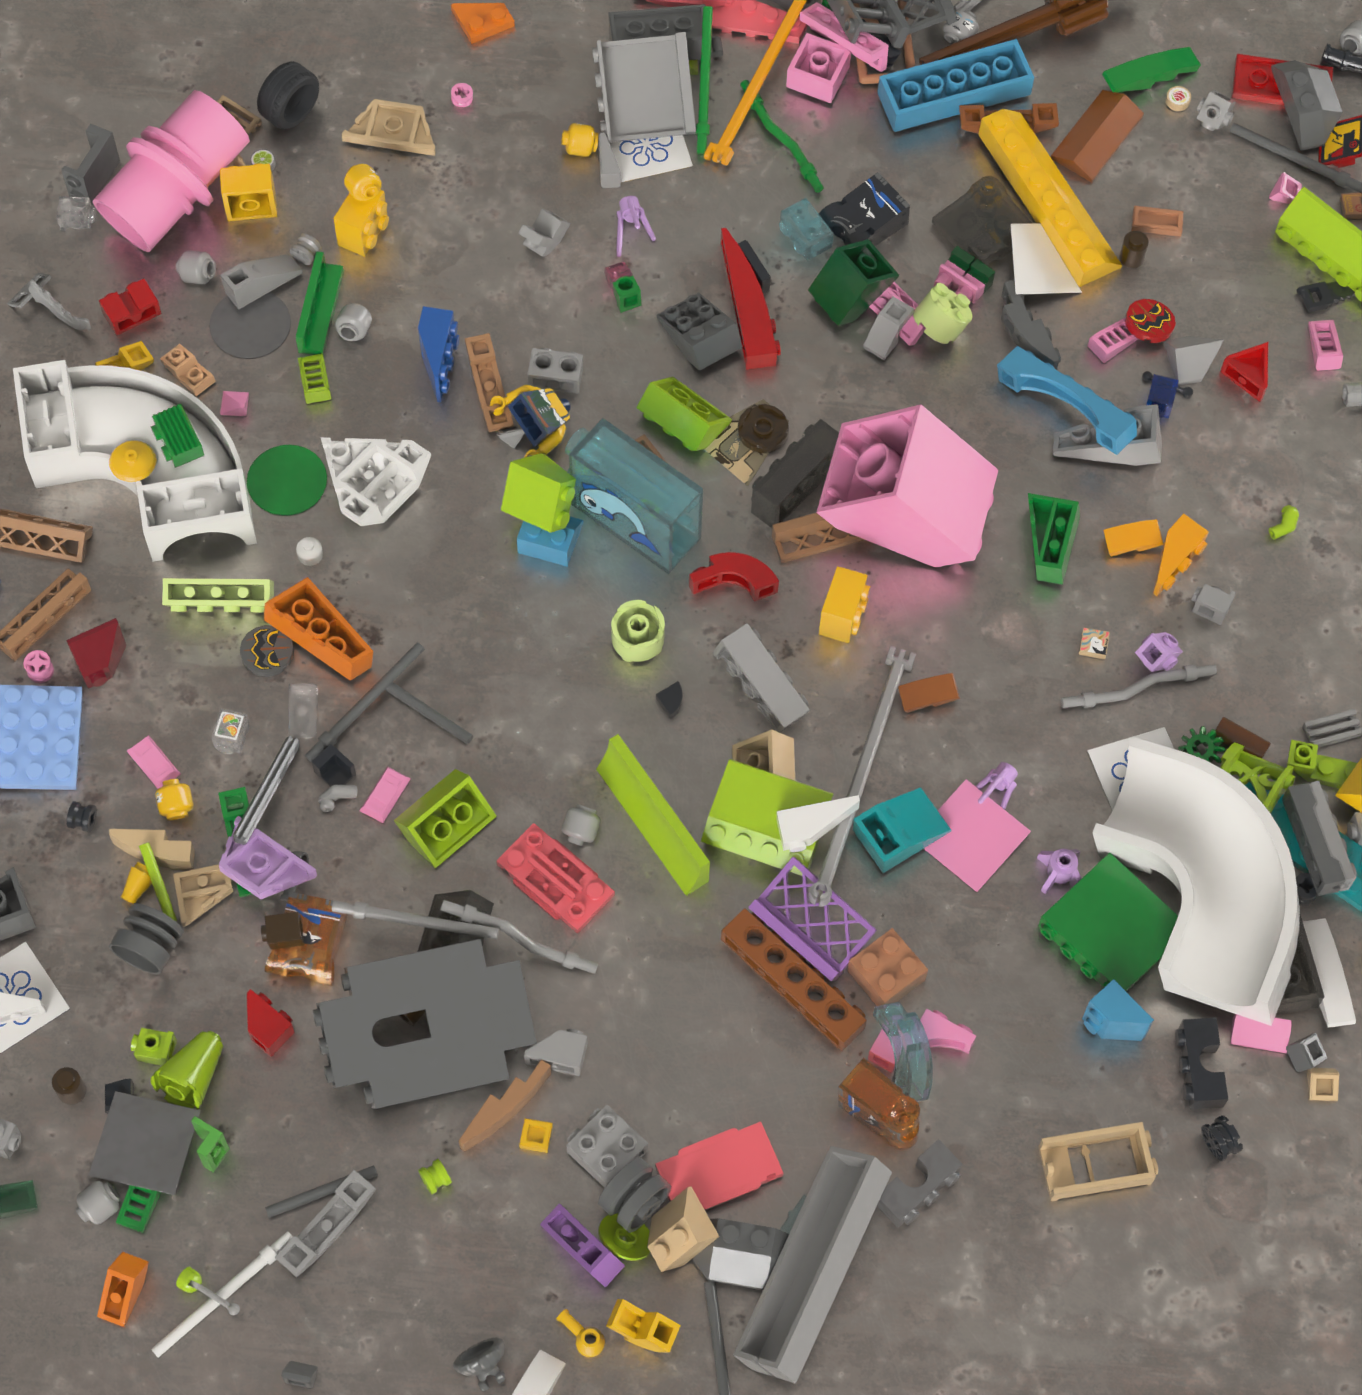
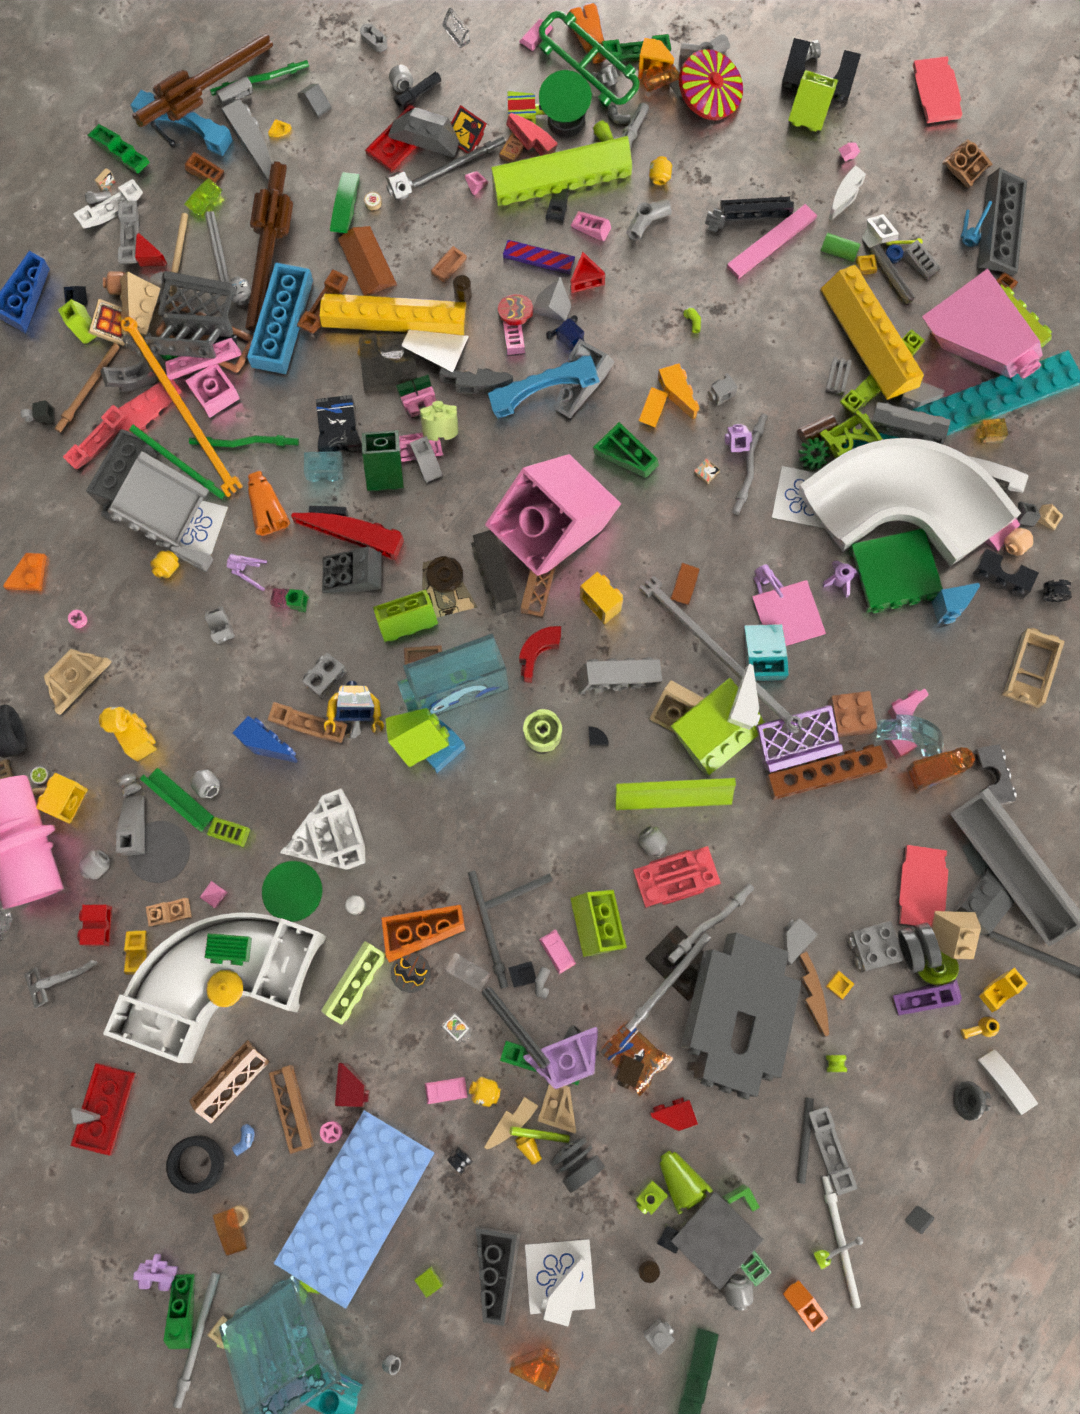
camera: 55 degrees left, 10 degrees up
(714, 203) = (266, 508): none -> orange piece
(1238, 306) = (539, 257): none -> dark purple tile
(1257, 1057) = (1018, 541): none -> light nougat head

